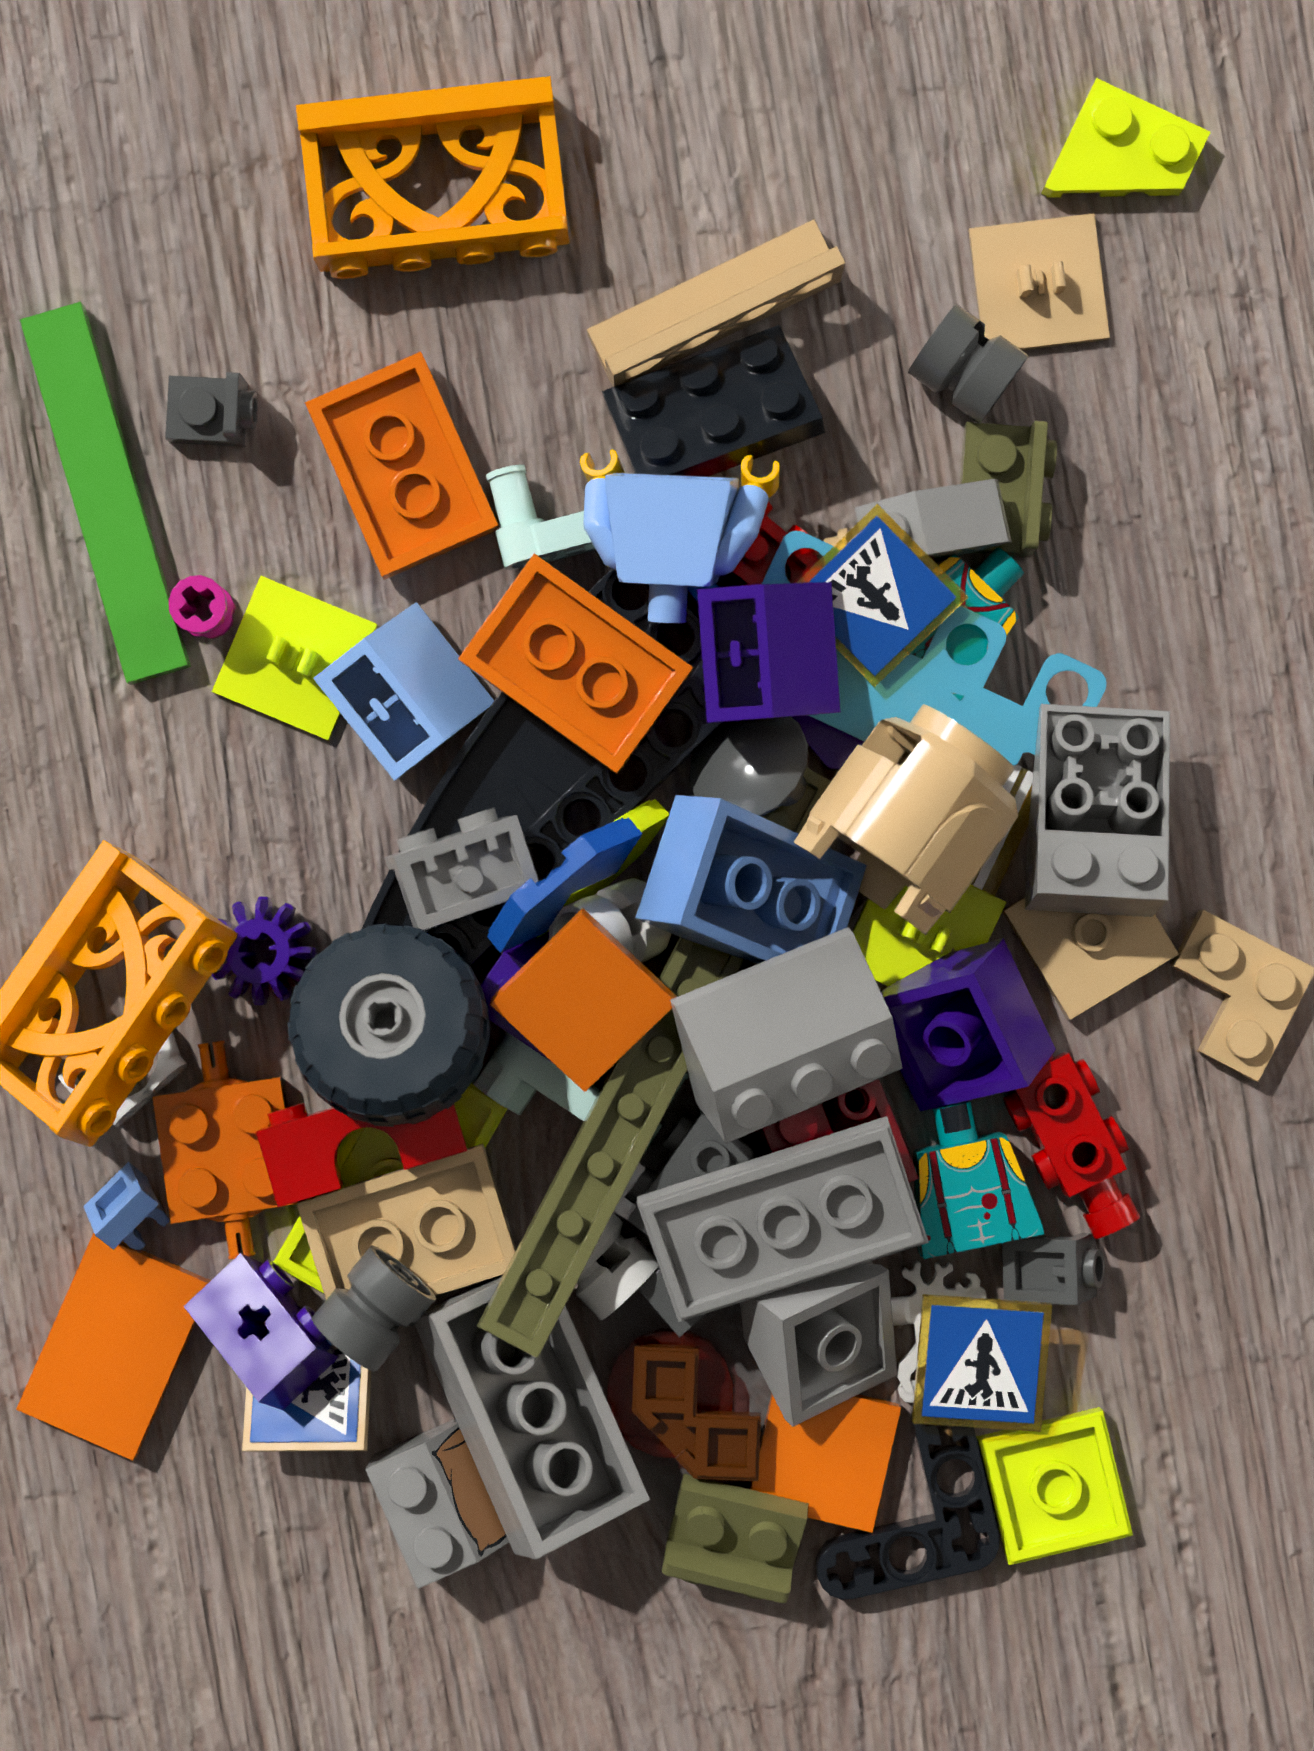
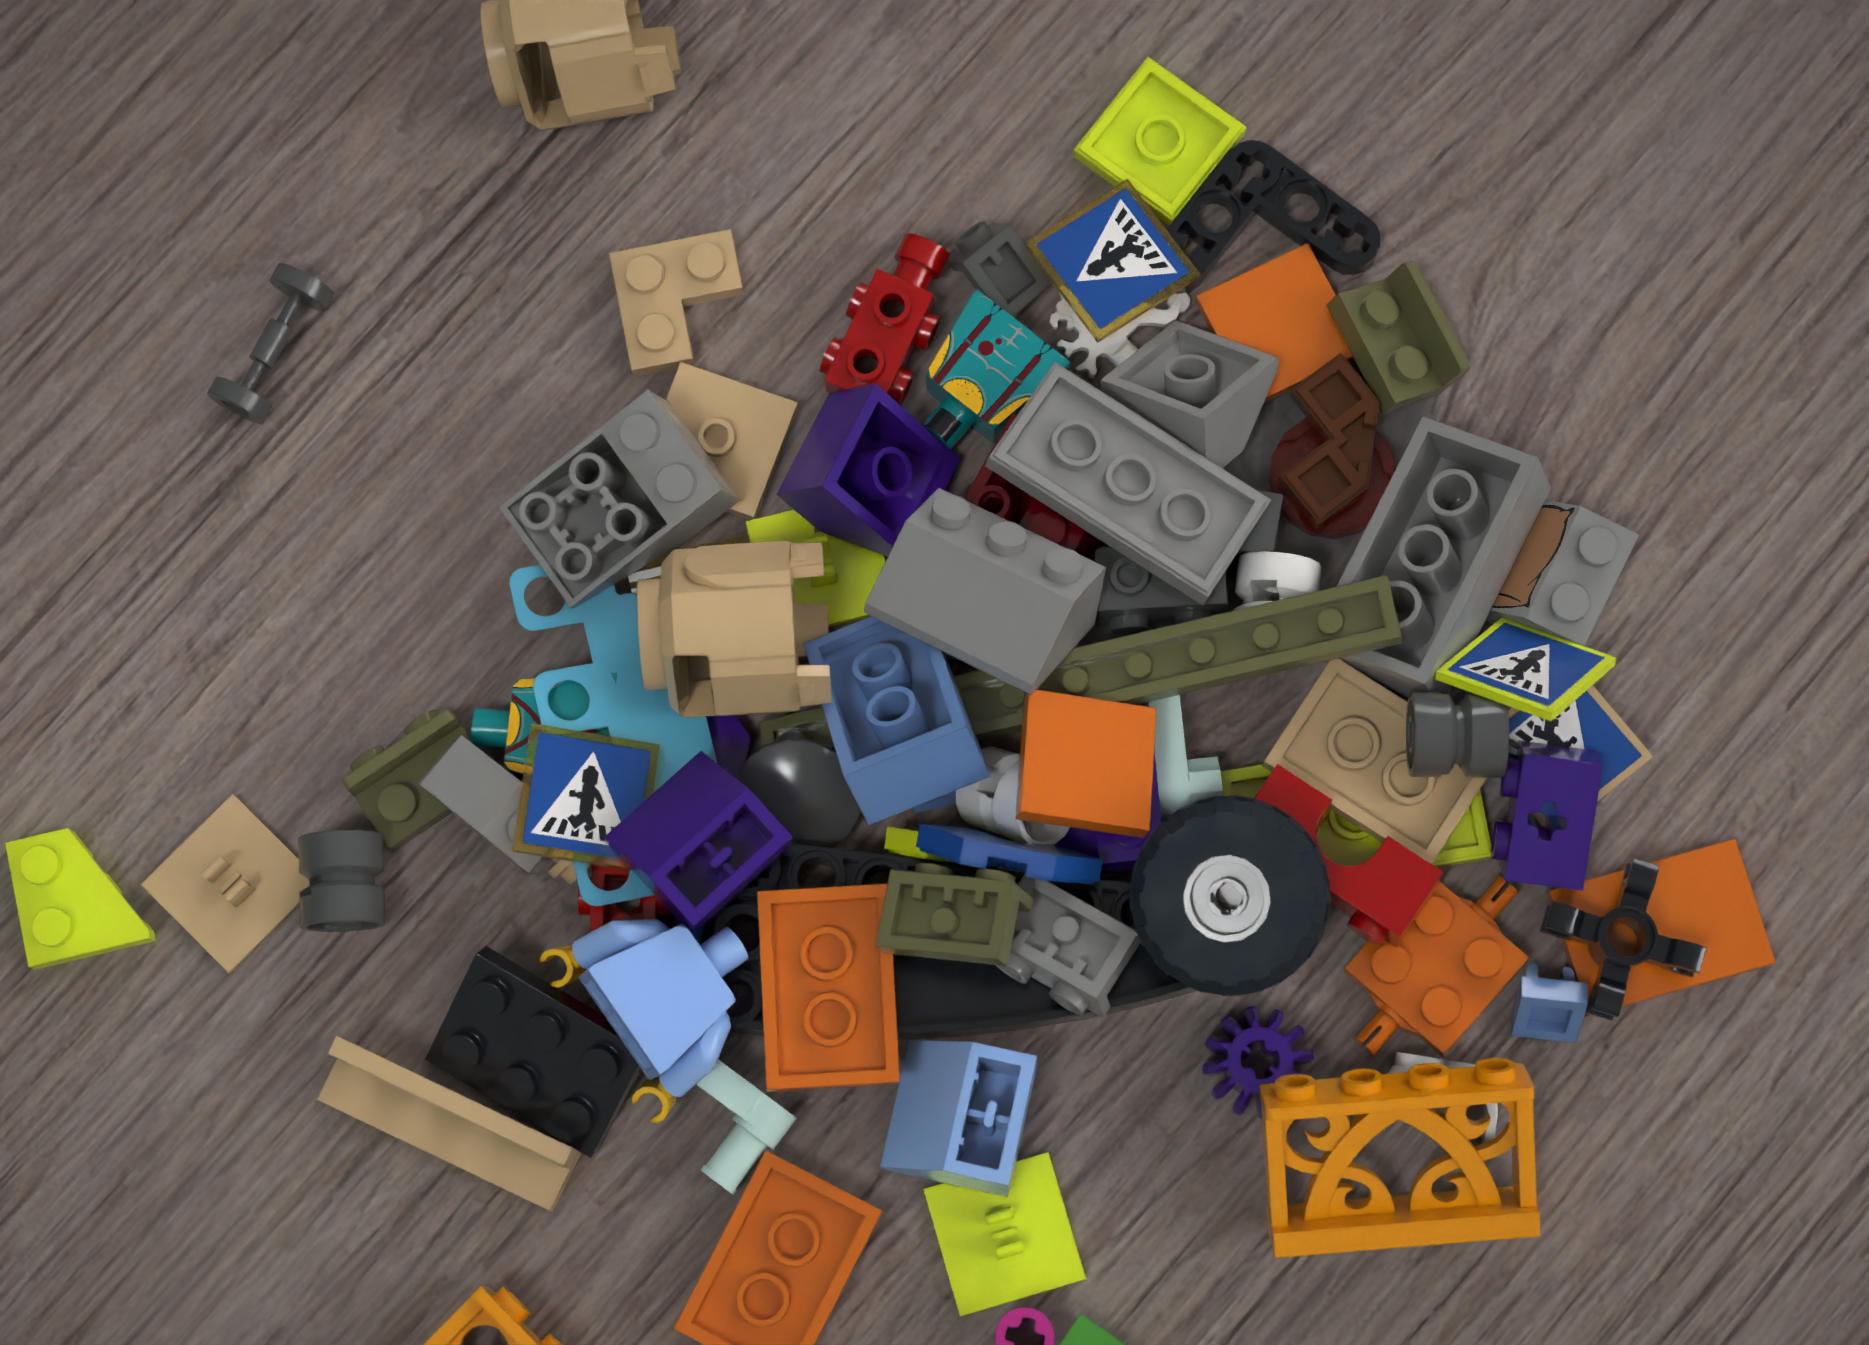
camera: 125 degrees left, 10 degrees down
(148, 1343) = (1666, 952): none -> black pin
(380, 1406) = (1525, 669): none -> piece
(547, 795) = (951, 915): none -> olive bracket

